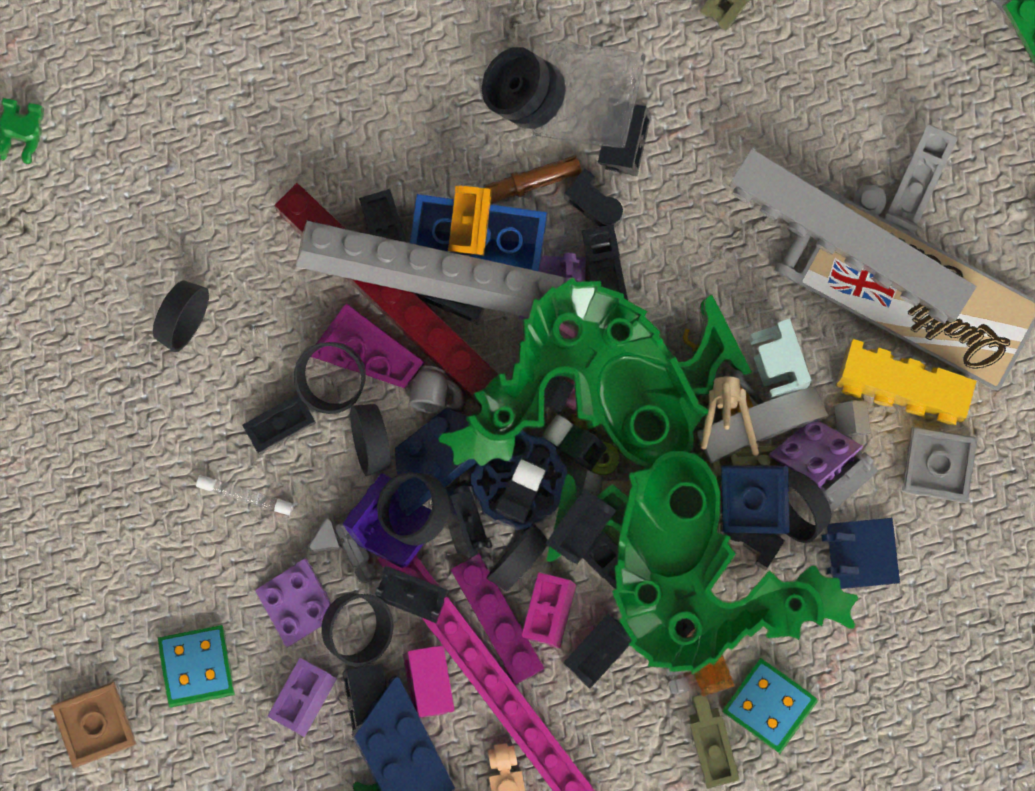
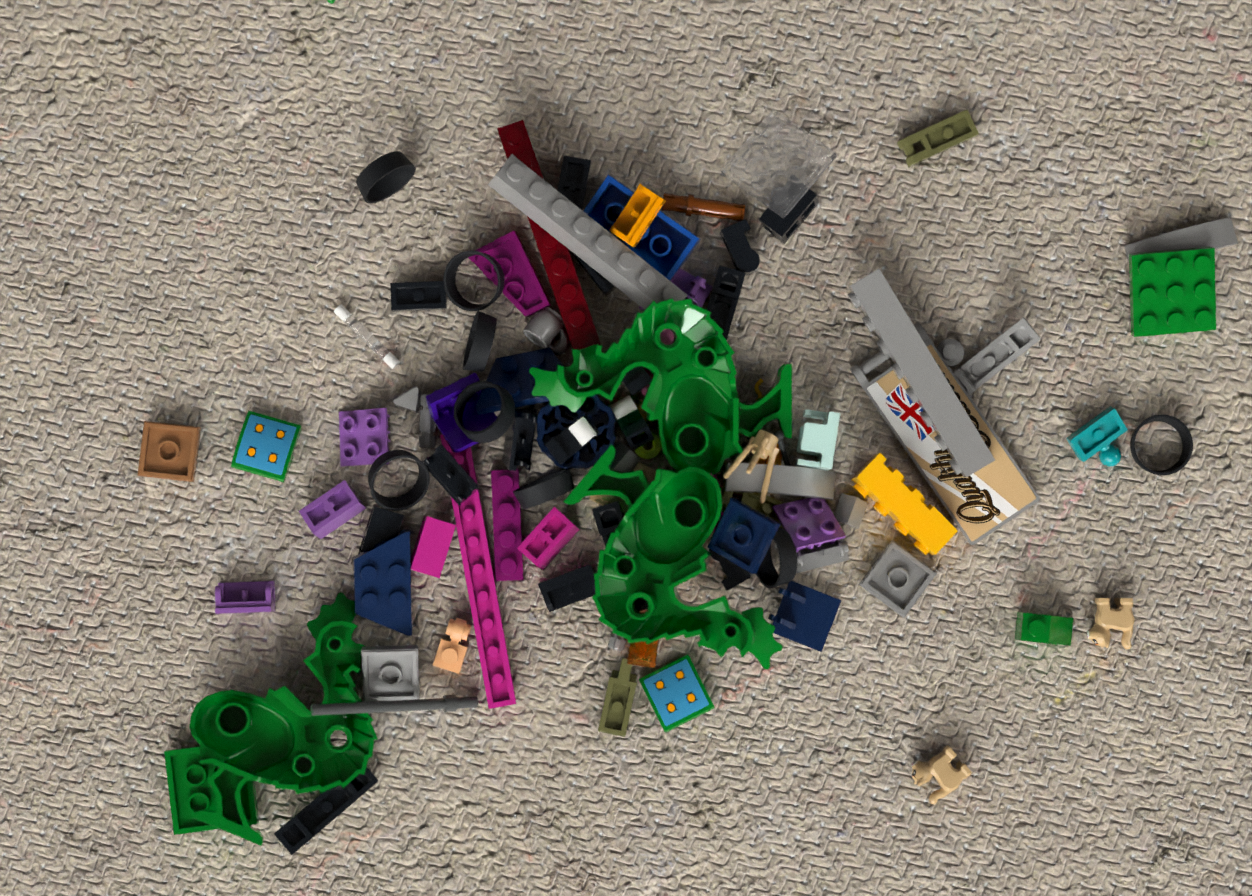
camera: 25 degrees right, 5 degrees up
(523, 88) = (730, 134): black wheel -> none
(580, 526) = (601, 490): black hinge -> none

